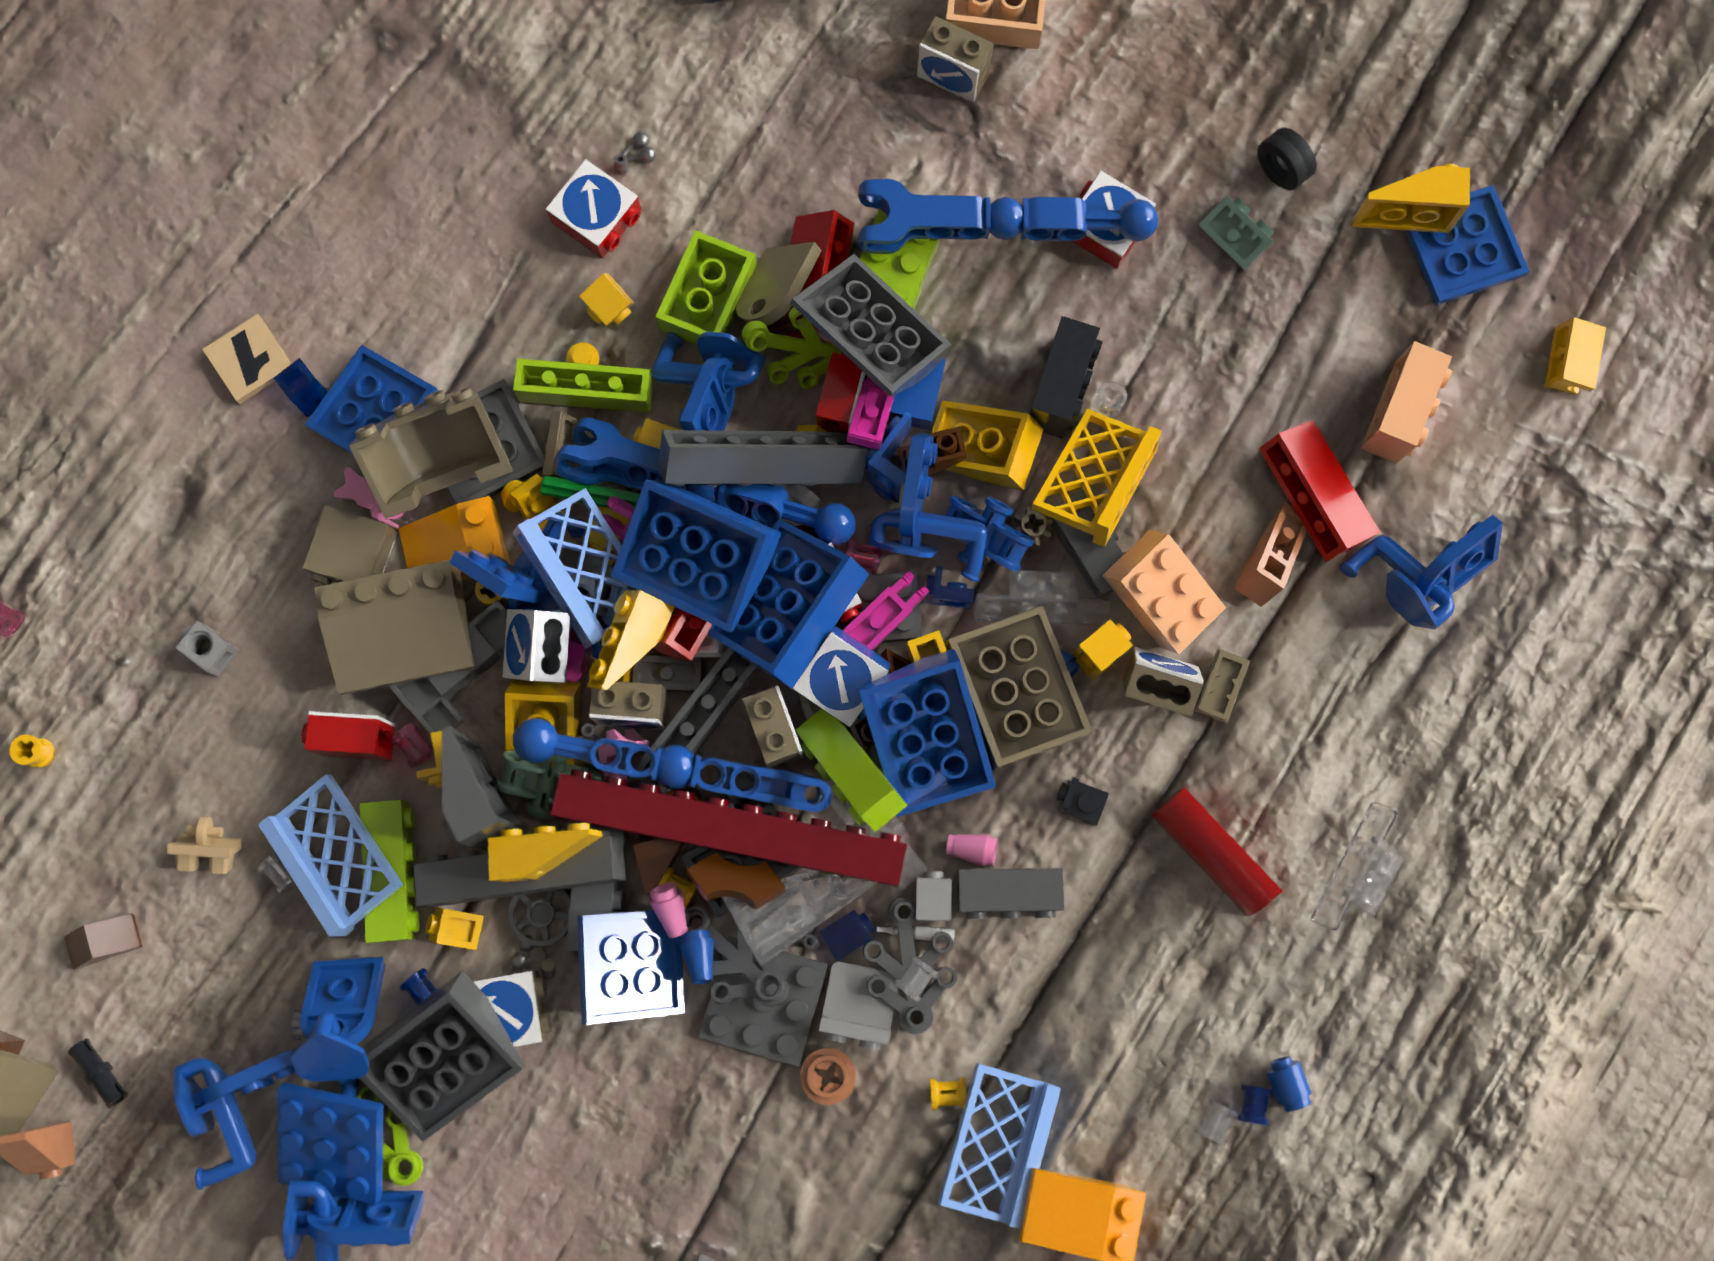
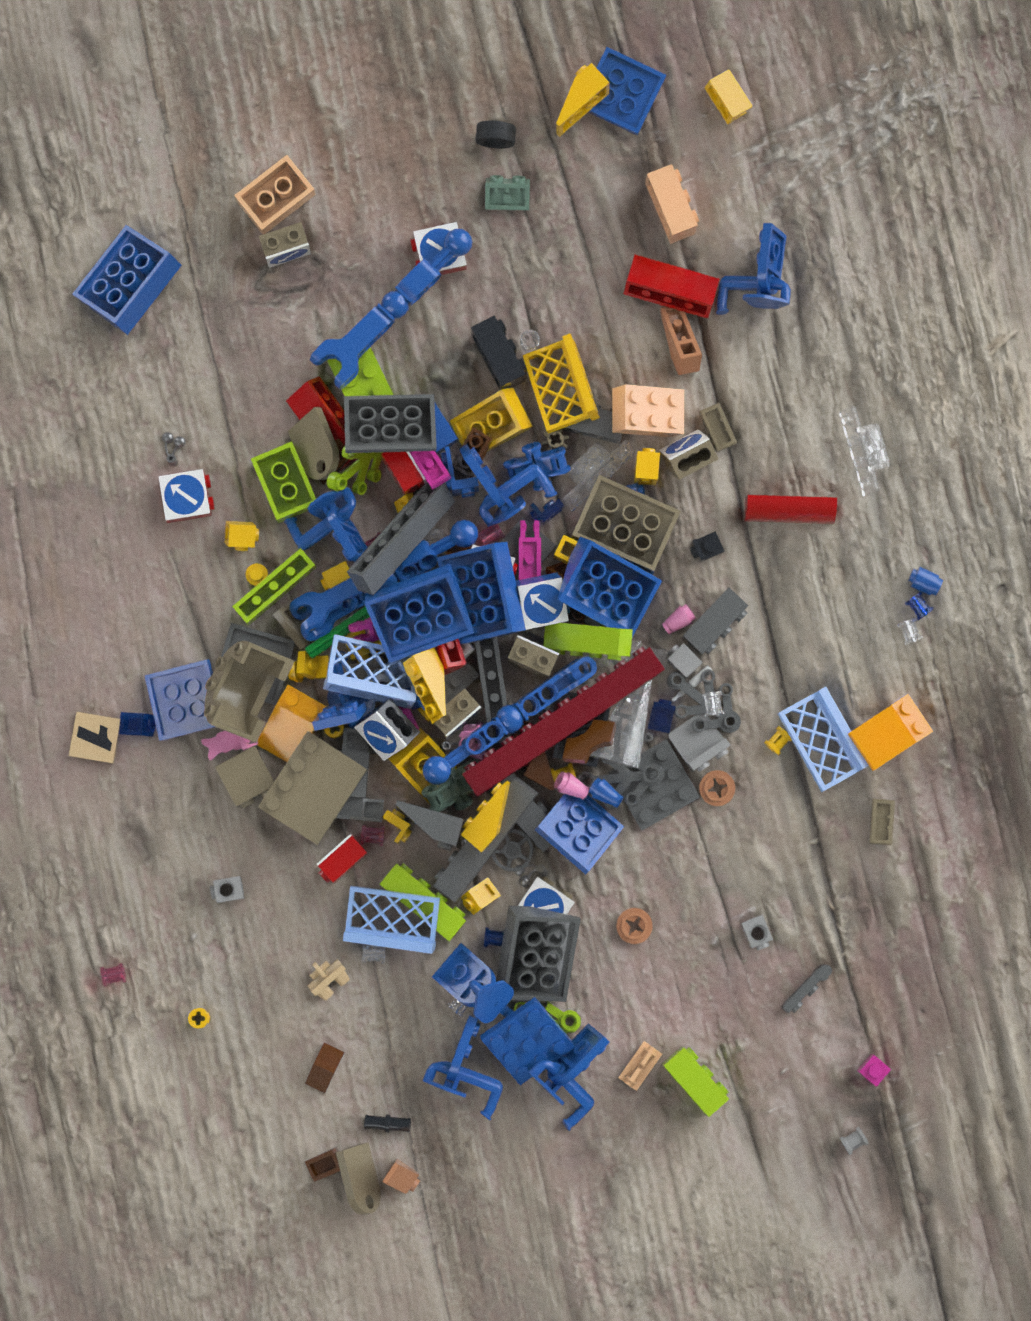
camera: 50 degrees left, 5 degrees up
(573, 1149) = (636, 936): none -> nougat gear

